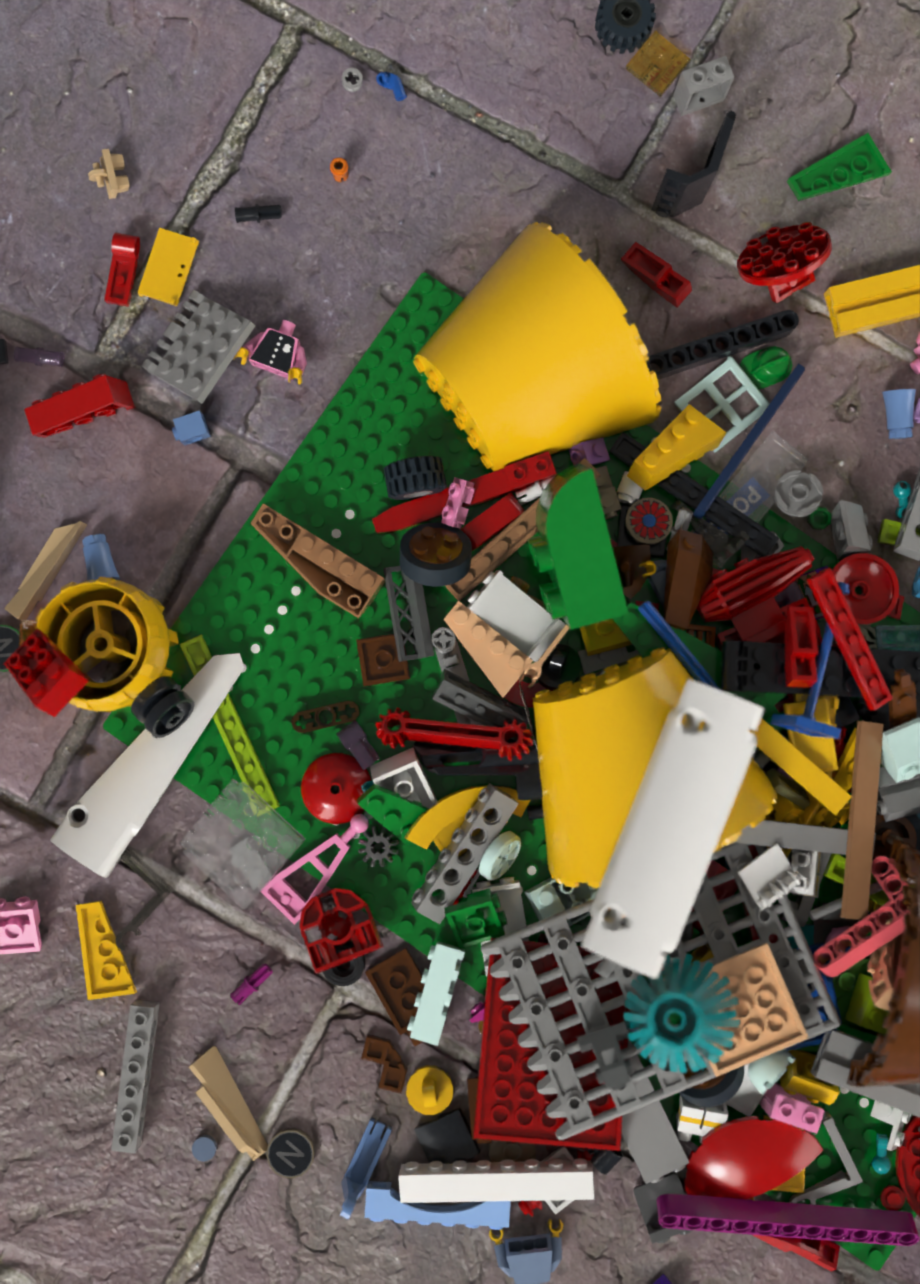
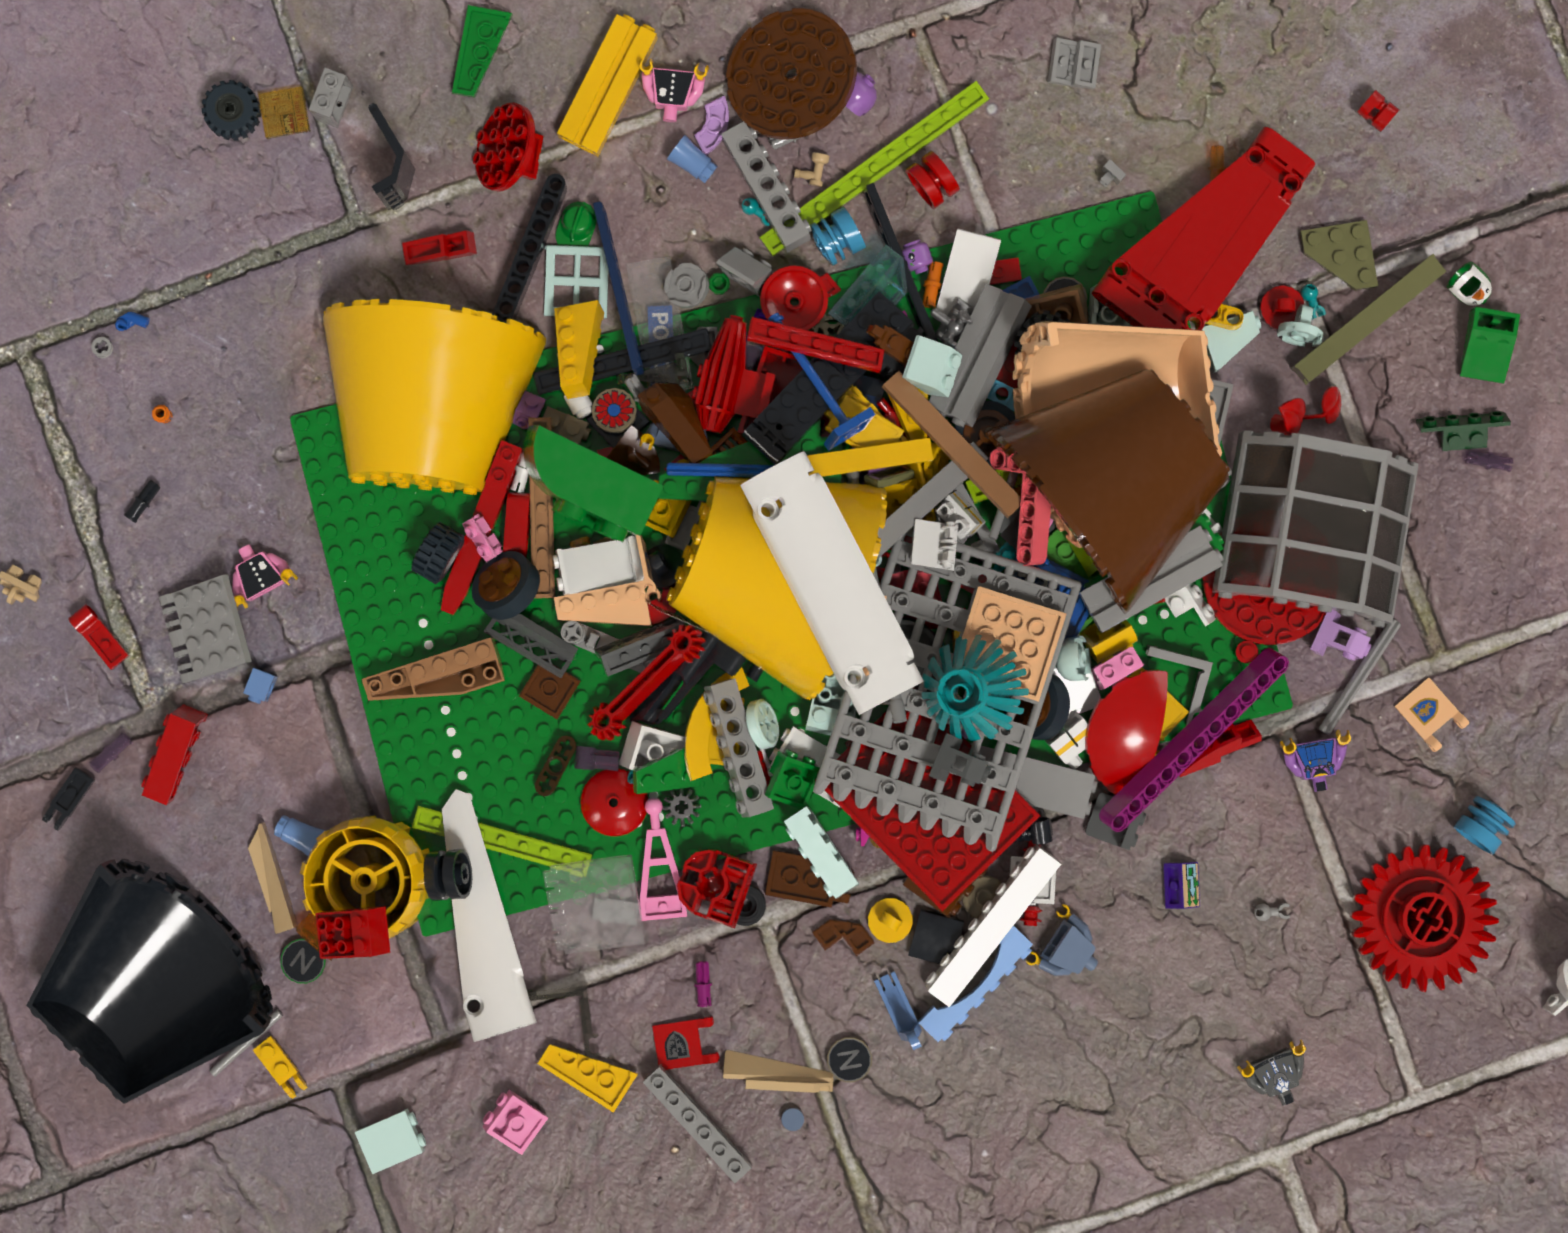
camera: 45 degrees left, 0 degrees up
(165, 265) = (122, 604): yellow door -> none
(188, 1005) = (680, 1043): none -> red flag
(800, 647) = (790, 385): red slope -> none
(881, 1162) = (1214, 638): teal arm -> none

